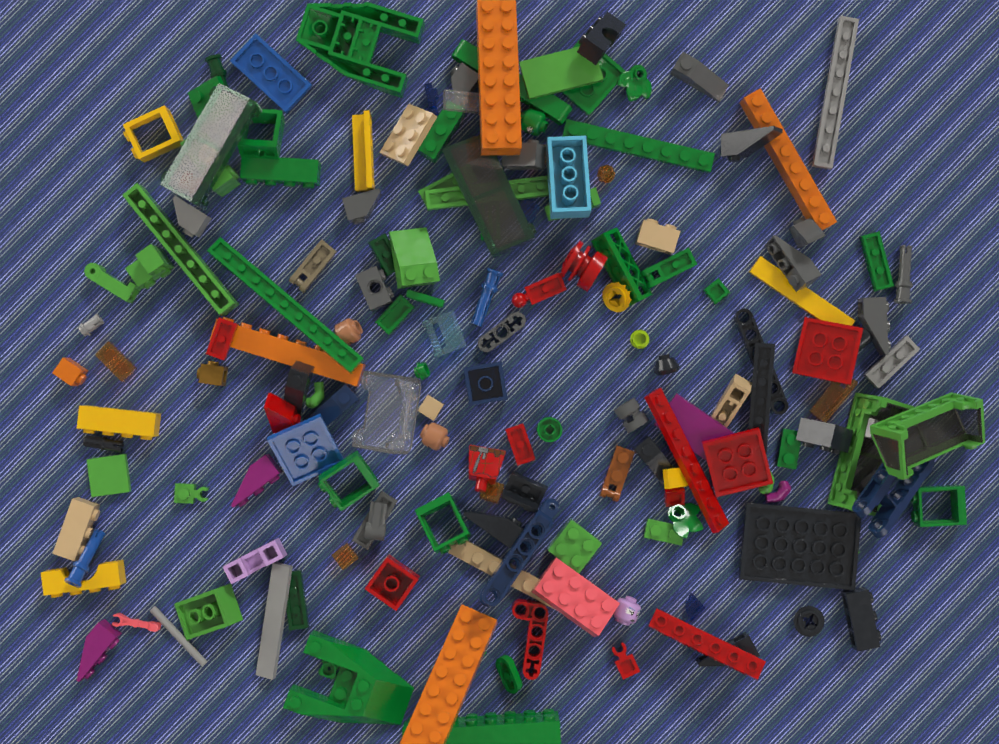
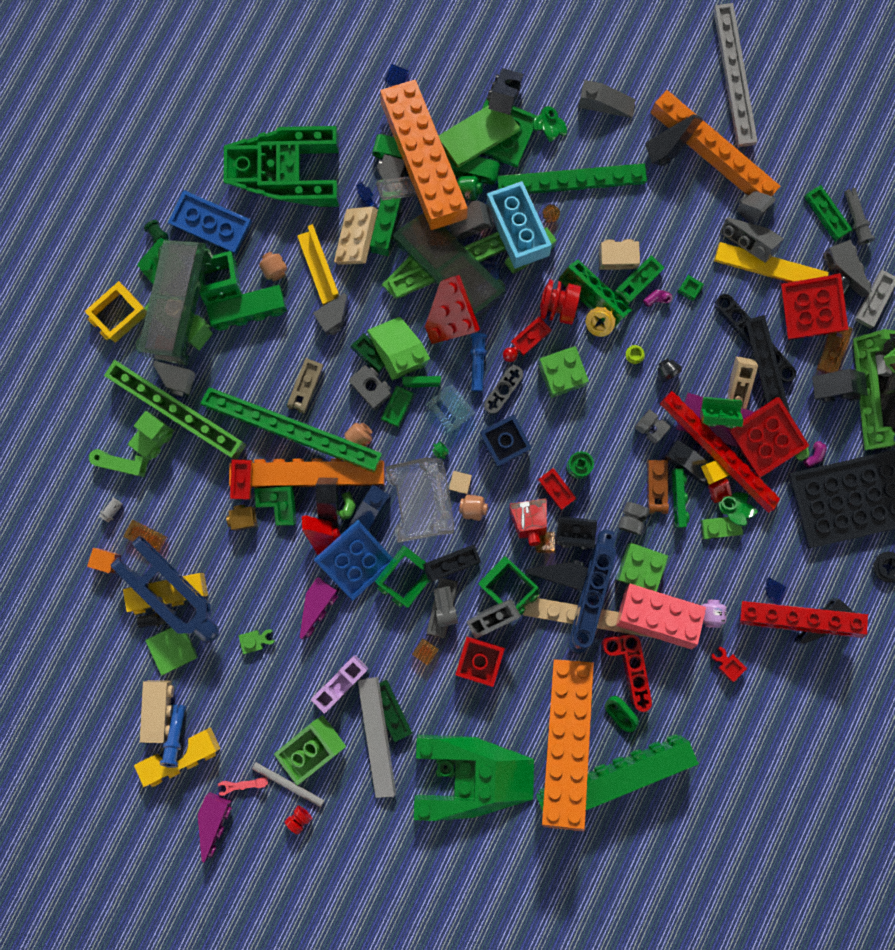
camera: 15 degrees left, 5 degrees down
(141, 464) = (200, 624): none -> dark blue piece
(178, 671) = (298, 820): none -> red wheel
(255, 369) = (281, 499): none -> green plate
(318, 138) = (273, 266): none -> nougat head
(396, 482) = (451, 563): none -> black tile
(416, 548) = (493, 618): none -> dark grey slope
(473, 243) = (450, 312): none -> red plate
(564, 334) = (563, 372): none -> bright green brick
(582, 496) = (633, 518): none -> dark grey wheel
(634, 492) = (680, 498): none -> green plate
(681, 289) = (658, 296): none -> magenta arm
(700, 424) = (721, 412): none -> green bracket
(788, 449) = (810, 411): green plate -> none

